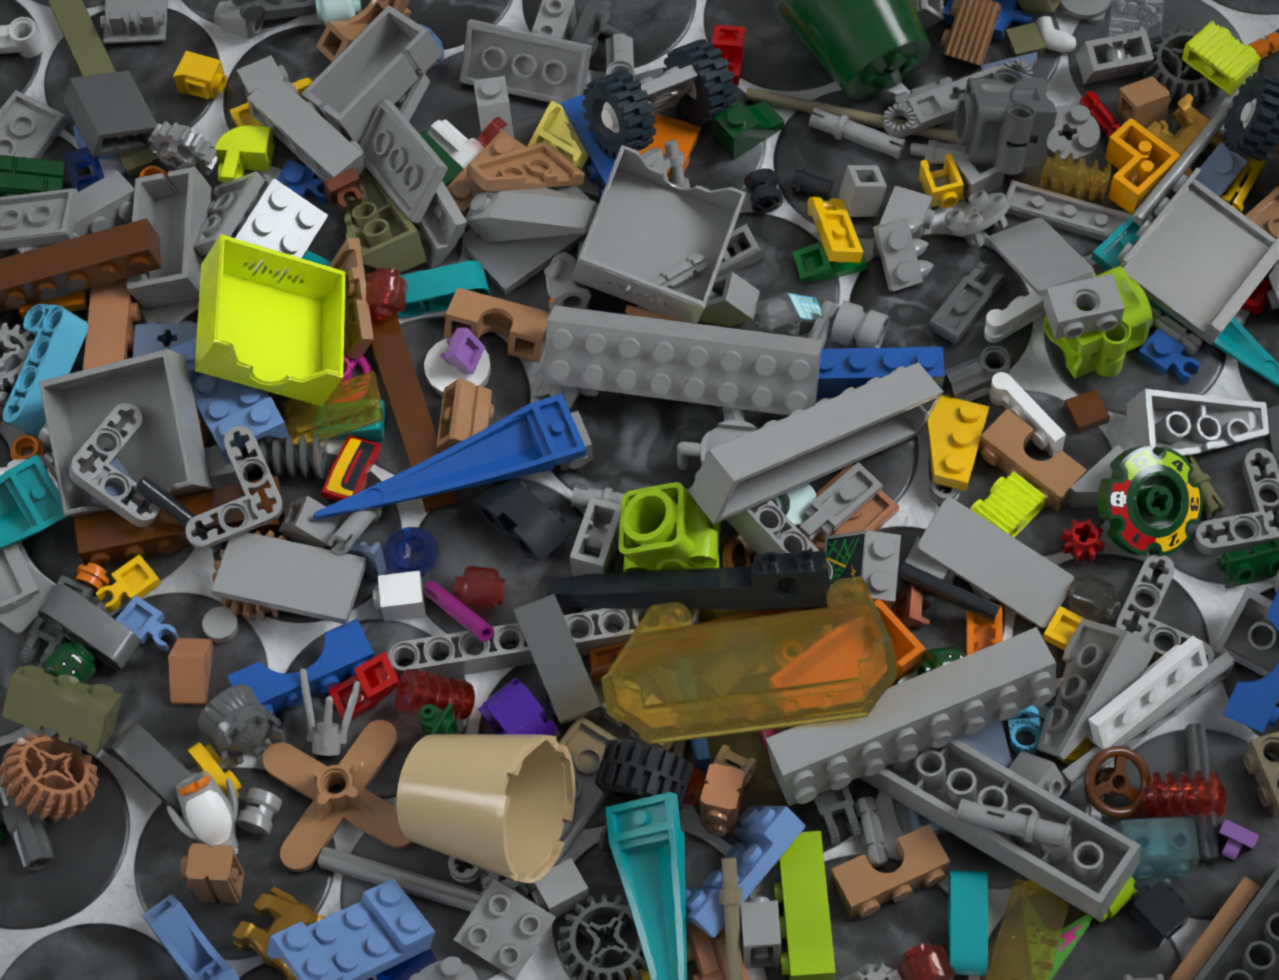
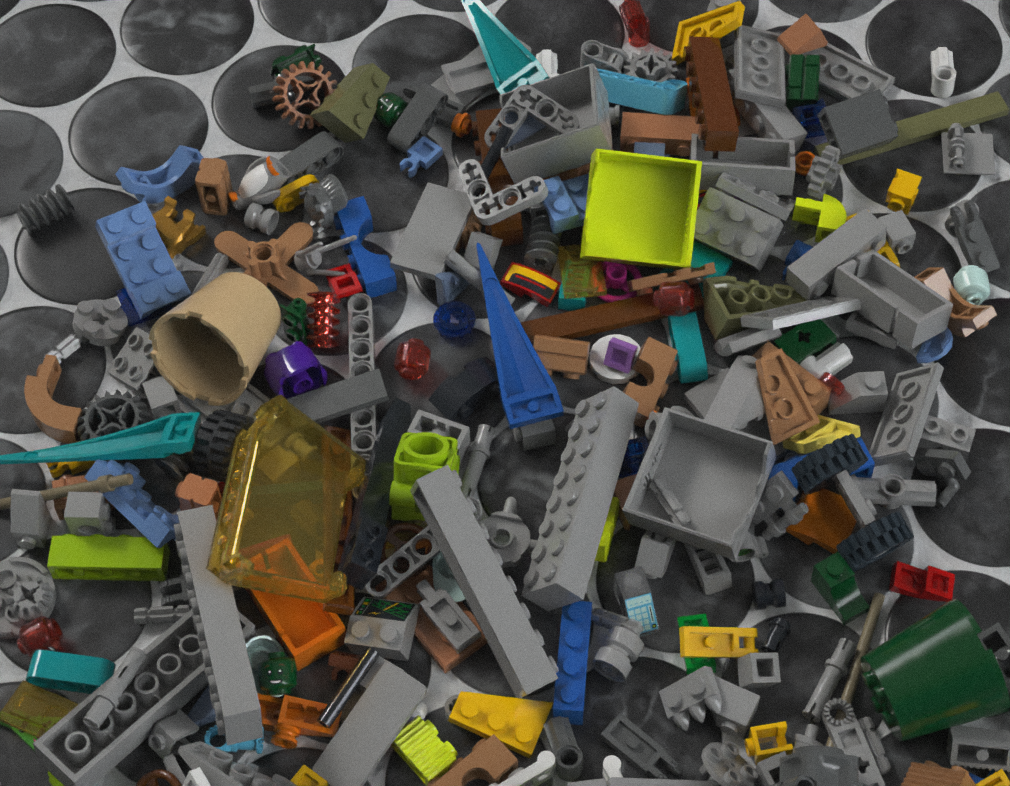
camera: 95 degrees right, 5 degrees down
(130, 580) = (455, 148): yellow plate -> none
(190, 671) = (383, 182): nougat slope -> none
(220, 624) = (410, 200): light grey tile -> none
(342, 187) = (780, 276): copper tile -> none
(400, 596) = (416, 309): white brick -> none
(458, 611) = (391, 340): magenta piece -> none
(864, 888) = (118, 599): medium nougat arch -> none

